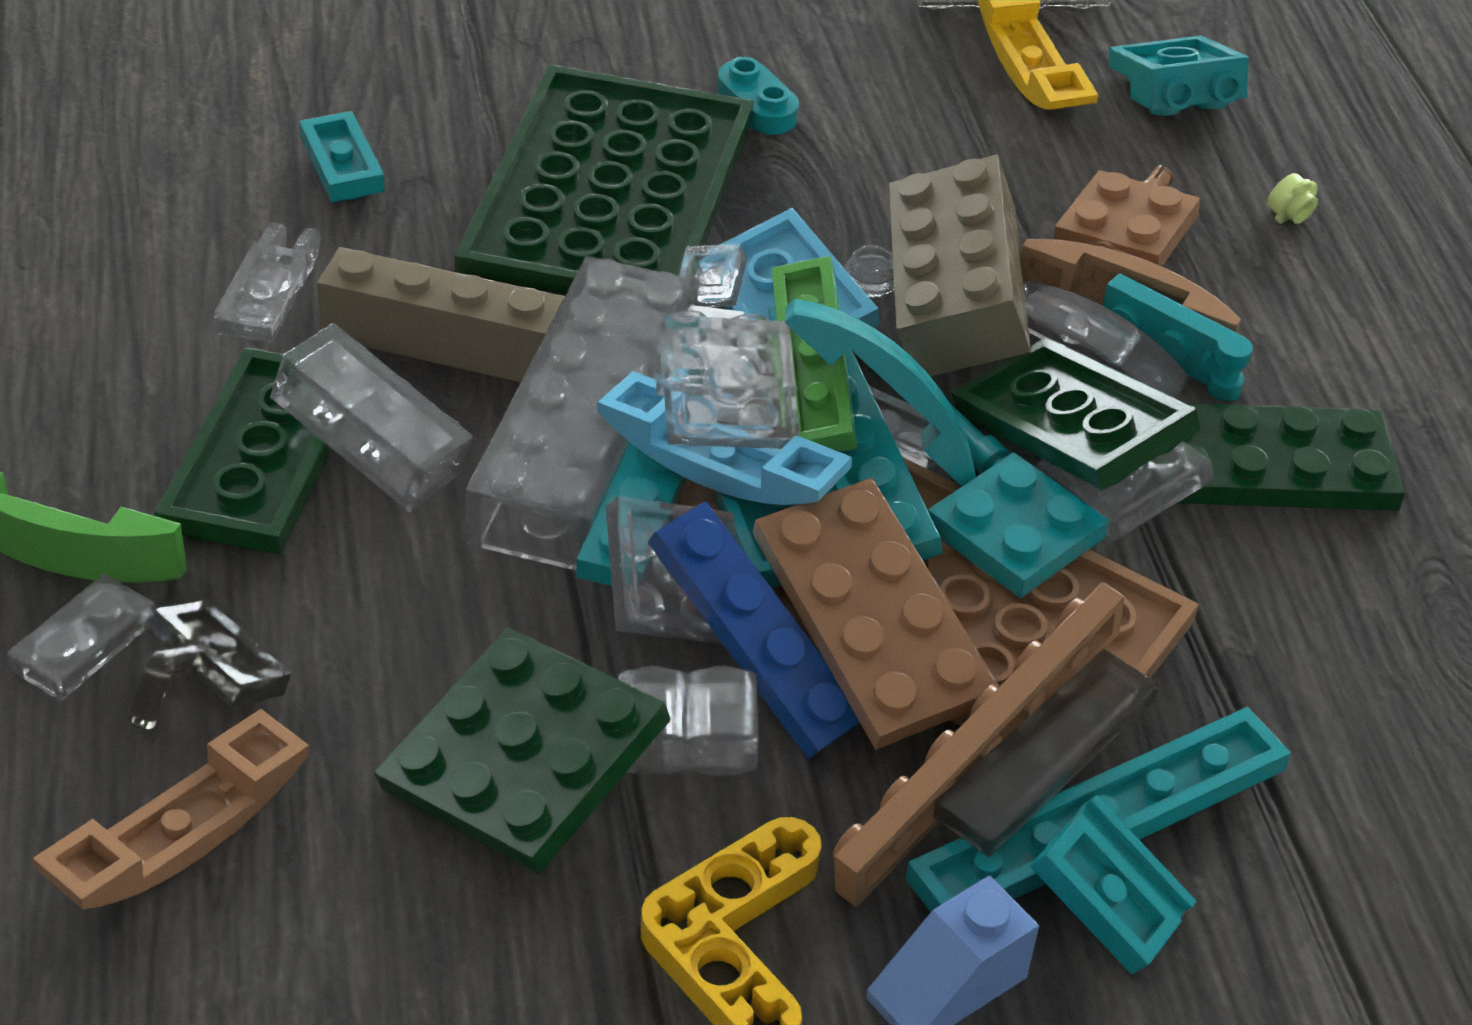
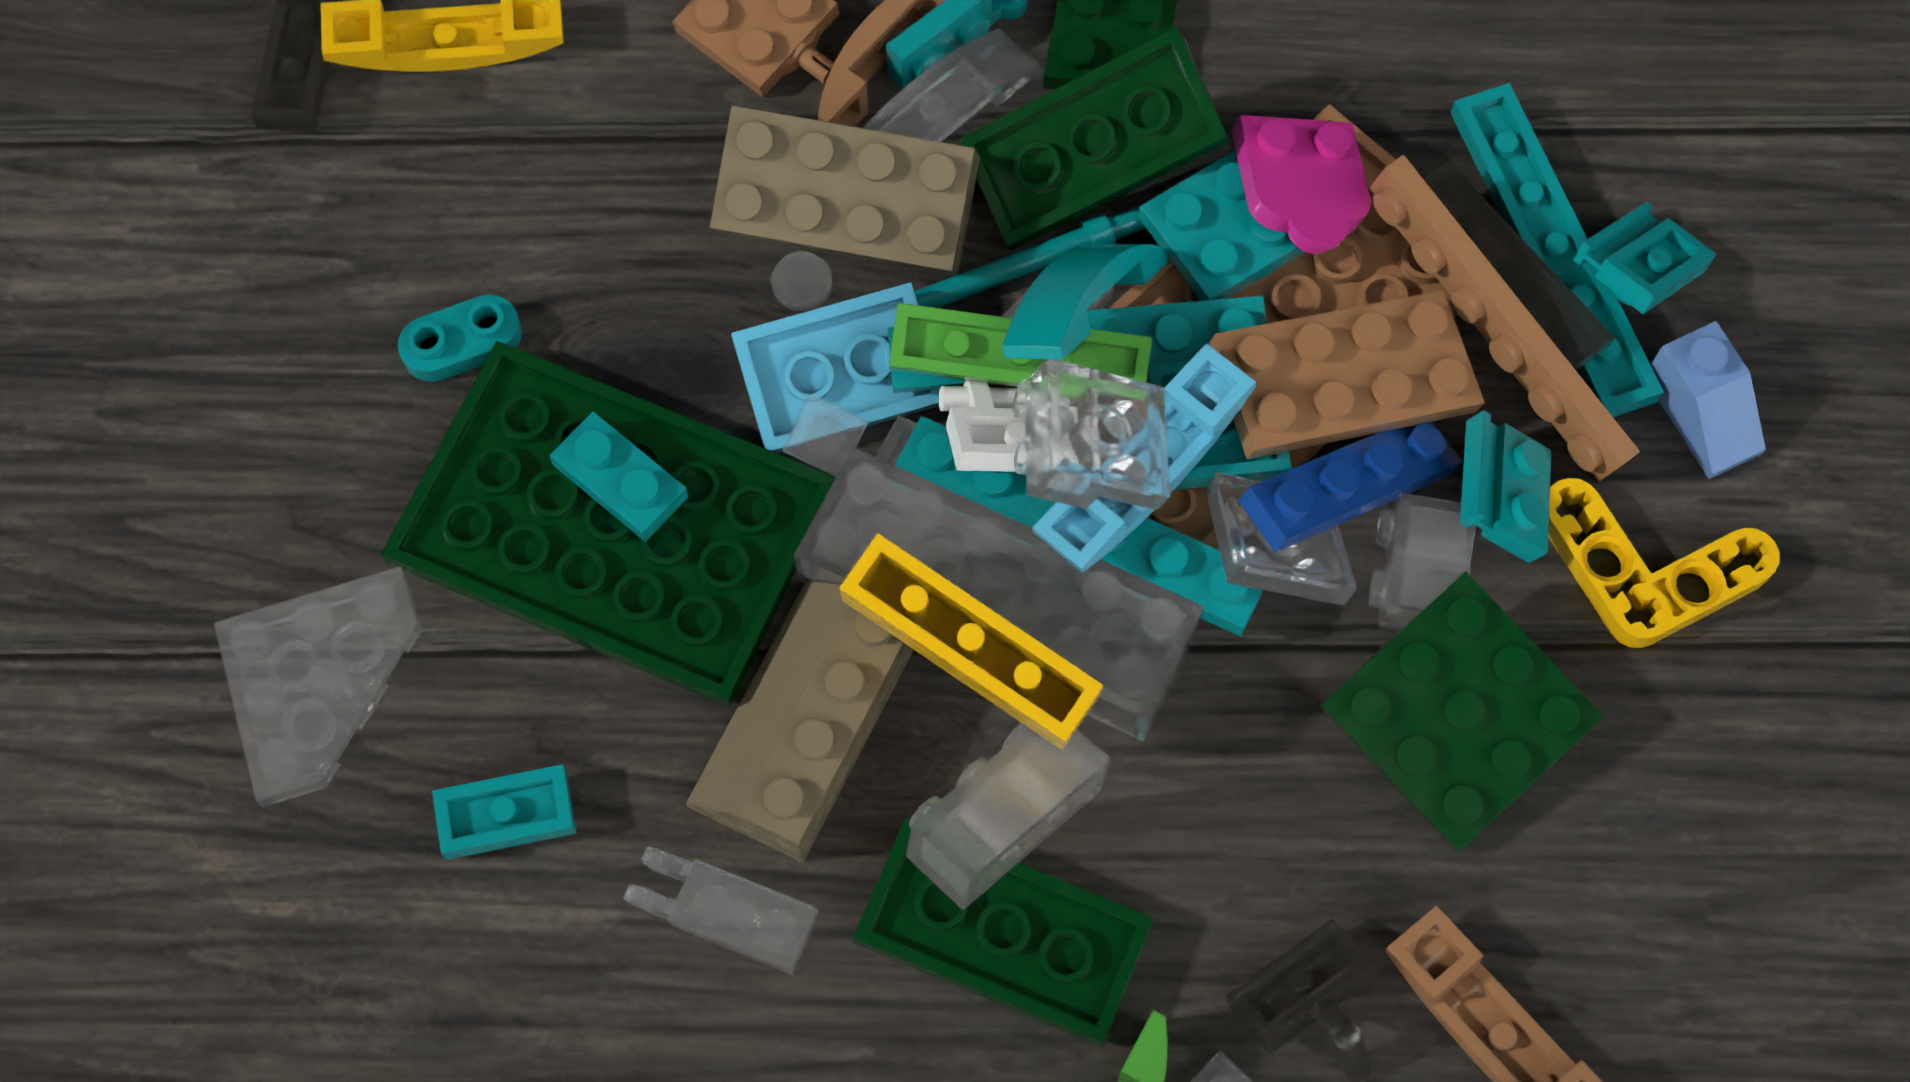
camera: 75 degrees left, 25 degrees up
(443, 55) = (312, 676): none -> clear plate
(503, 333) = (970, 641): none -> yellow brick
(643, 169) = (619, 476): none -> teal plate
(788, 767) = (1506, 487): none -> teal plate
(1076, 543) = (1302, 178): none -> dark pink plate

